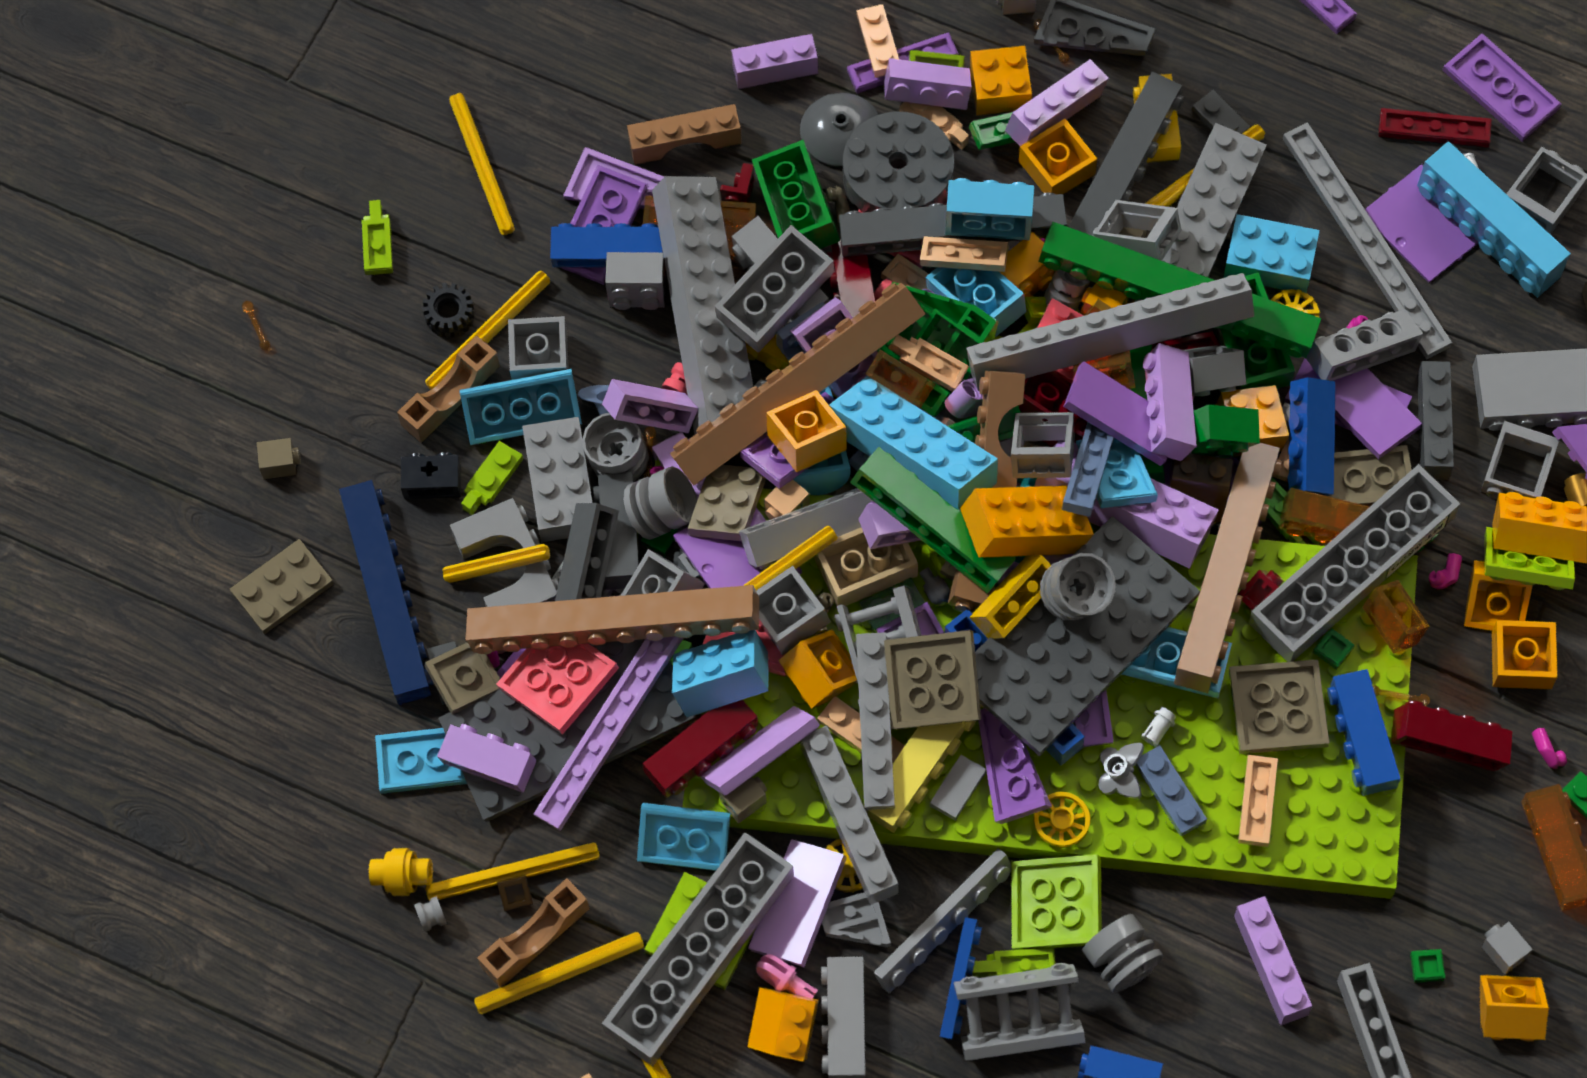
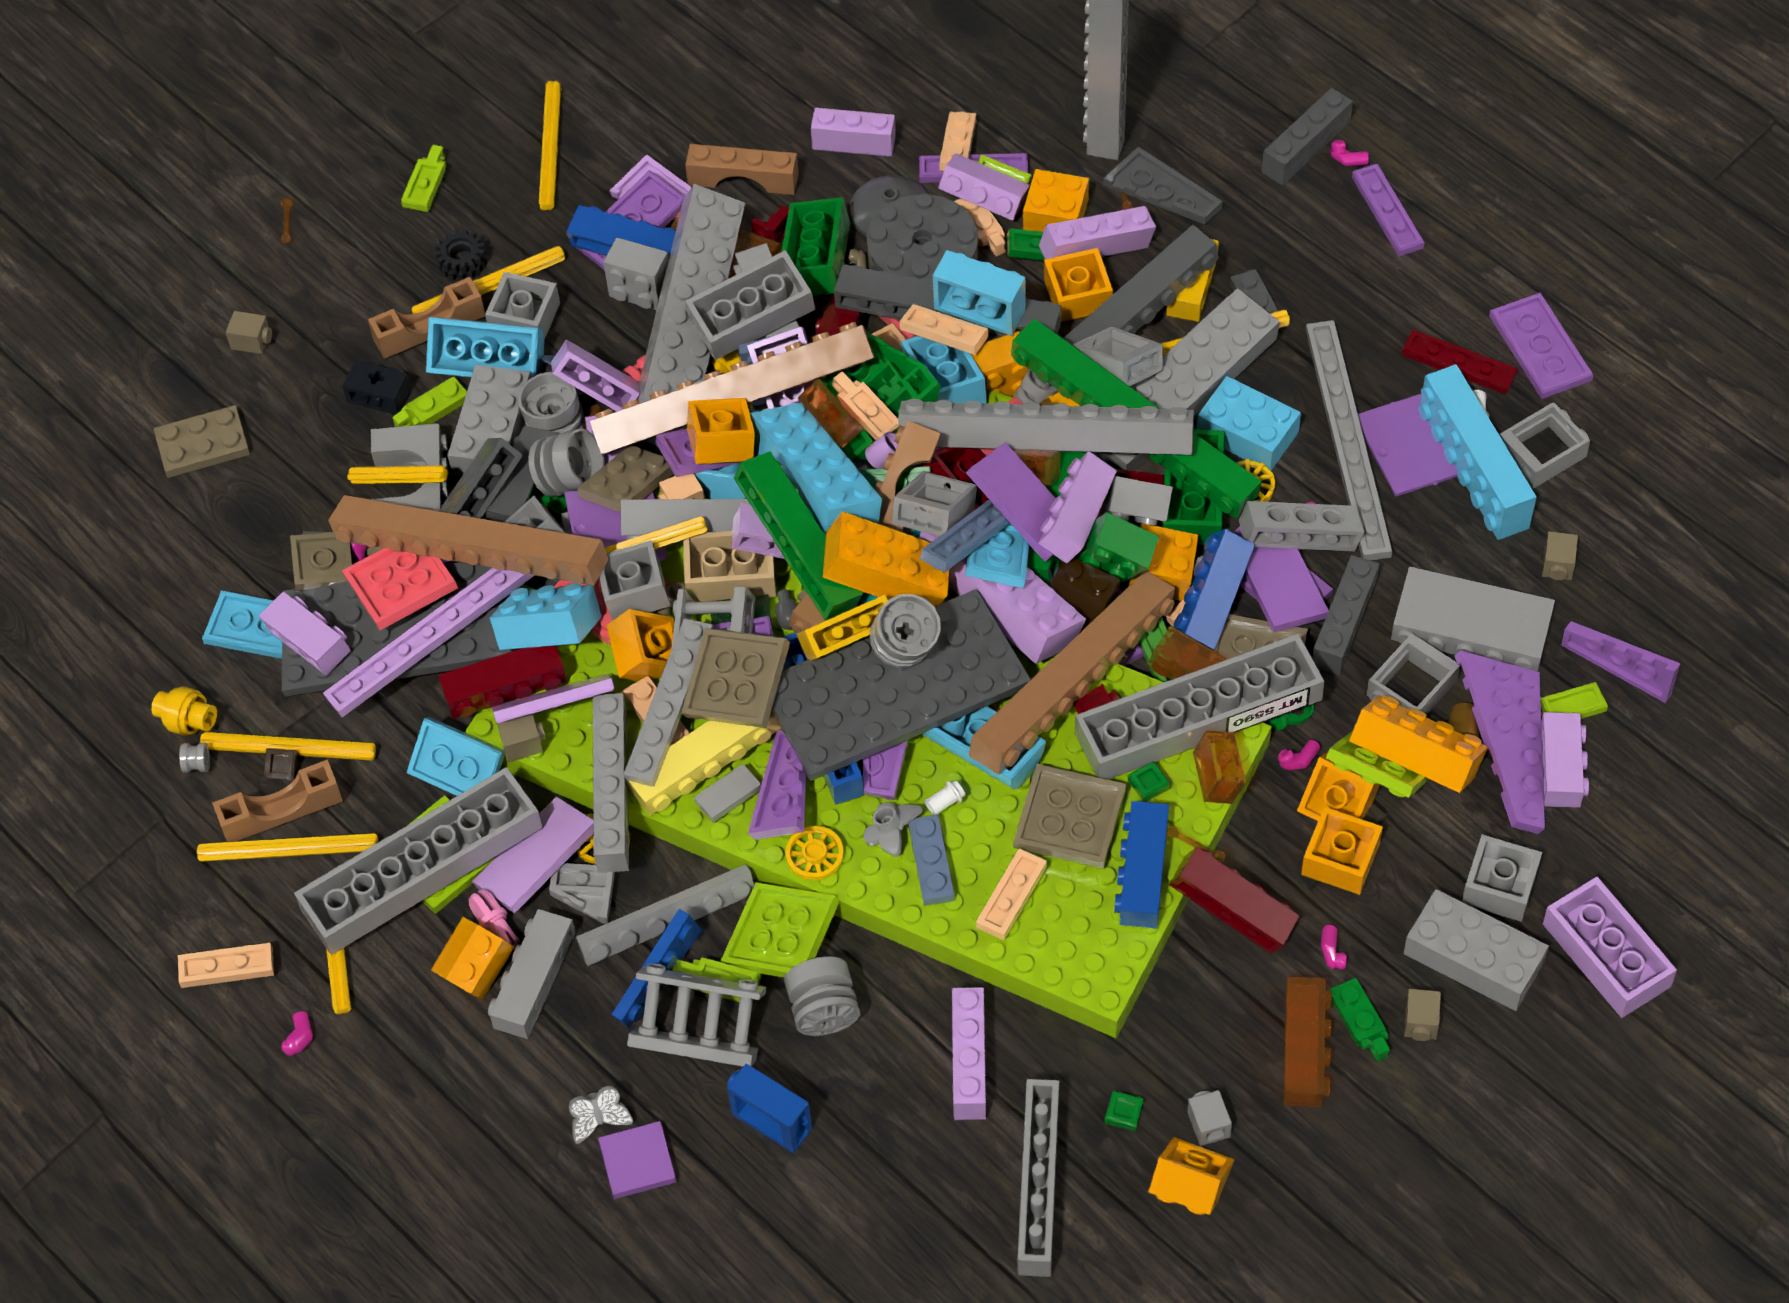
camera: 20 degrees right, 10 degrees down
(385, 592) = (289, 471): dark blue brick -> none

